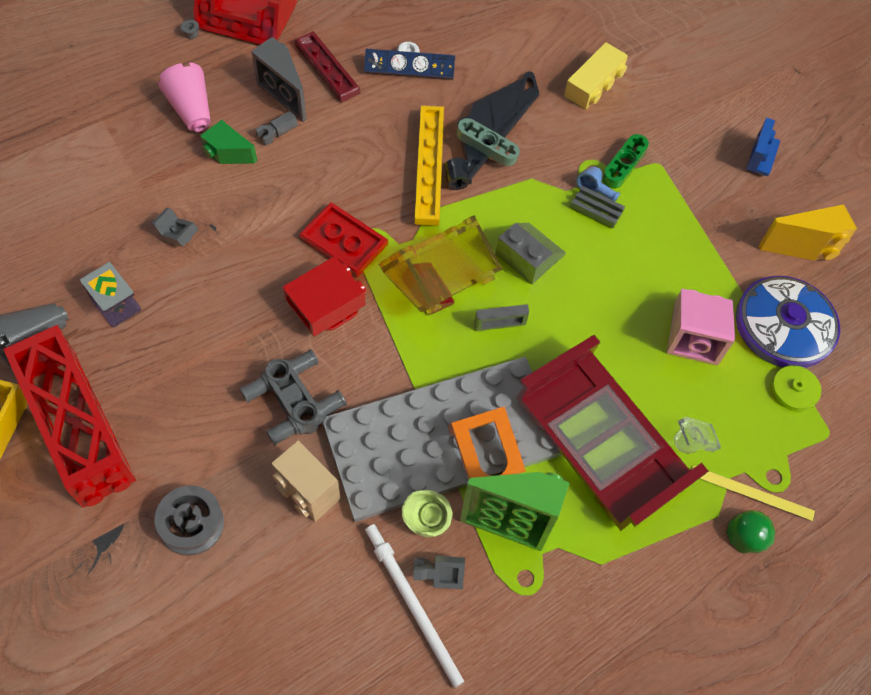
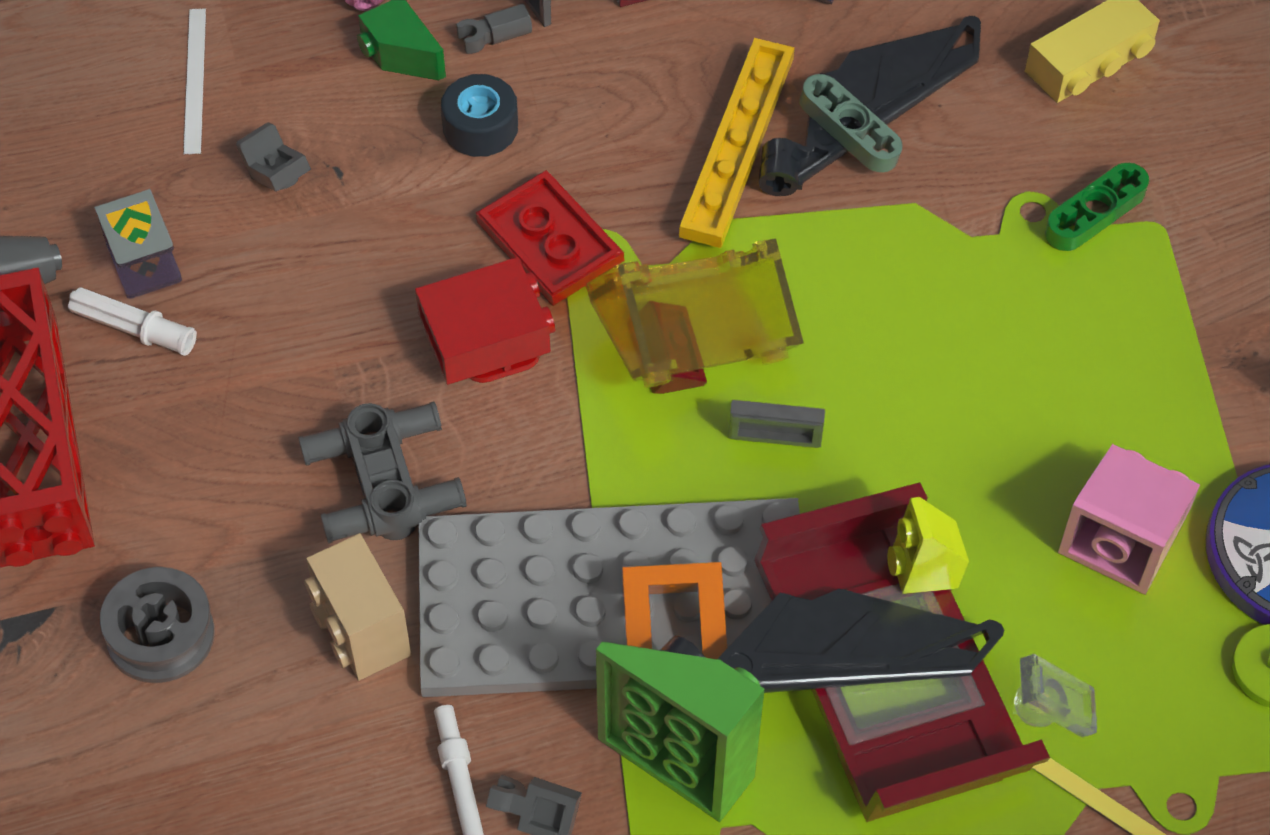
camera: 20 degrees right, 5 degrees down
(114, 192) = (195, 80): none -> white sticker
(130, 342) = (147, 326): none -> white axle
(284, 178) = (479, 115): none -> black wheel
(427, 513) = (541, 706): yellowish green hair -> none
(528, 251) = (864, 322): flat silver slope -> none
(575, 436) = (849, 643): none -> black wing
(591, 179) = (1017, 229): medium blue bar -> none
(598, 203) = (1022, 272): dark grey tile -> none
(609, 372) = (927, 550): none -> neon yellow slope

